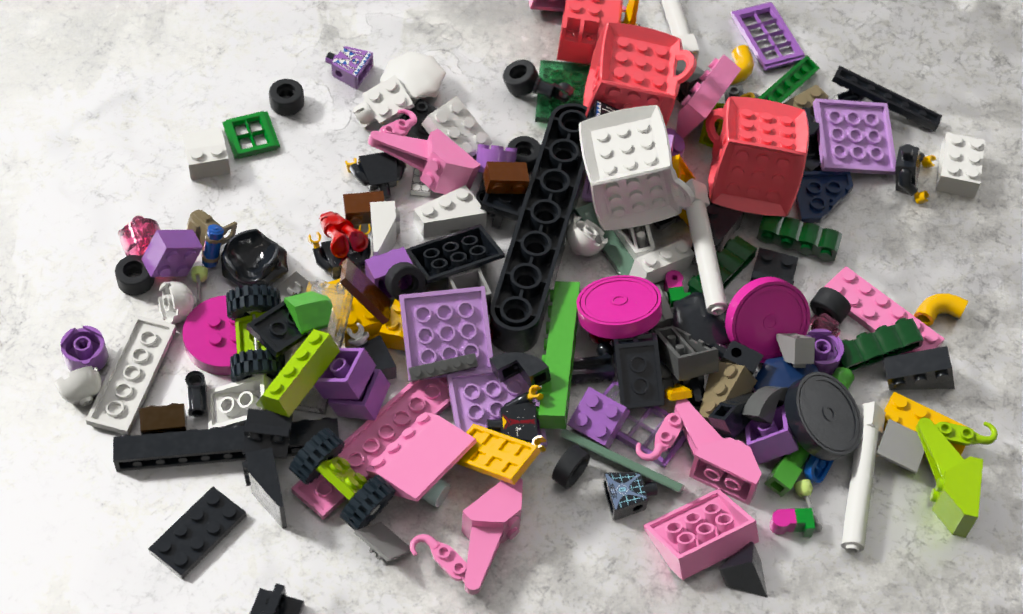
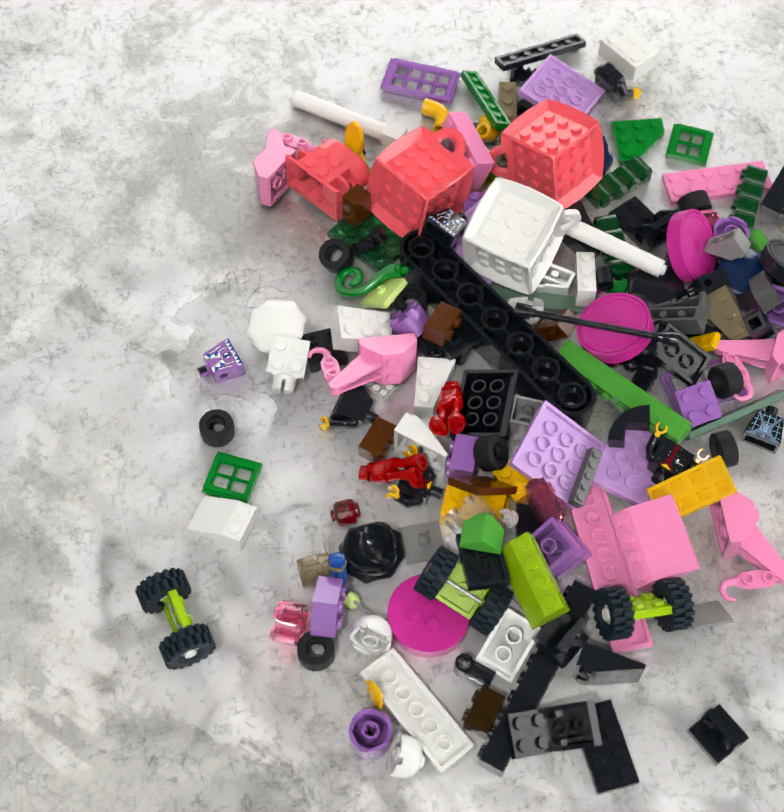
camera: 50 degrees left, 5 degrees up
(105, 147) = (186, 642): none -> black plate
(122, 333) = (375, 694): none -> yellow piece
(172, 470) = (553, 729): none -> black bracket
(277, 224) = (345, 512): none -> dark red head
(384, 342) = (542, 500): none -> clear pink brick
(424, 228) = (450, 405): none -> red piece
(512, 130) = (384, 294): none -> yellowish green plate
(529, 117) = (388, 272): none -> green plant
(577, 56) = (356, 205): none -> reddish brown brick
(590, 266) = (553, 329): none -> reddish brown brick
(629, 341) = (667, 338): none -> black hose
(646, 427) = (726, 380): none -> black tyre
(671, 274) = (604, 278): none -> black beam
(870, 225) = (635, 137): none -> green plate
(911, 286) = (704, 147): none -> green piece
(940, 304) = (734, 144): yellow cylinder -> none

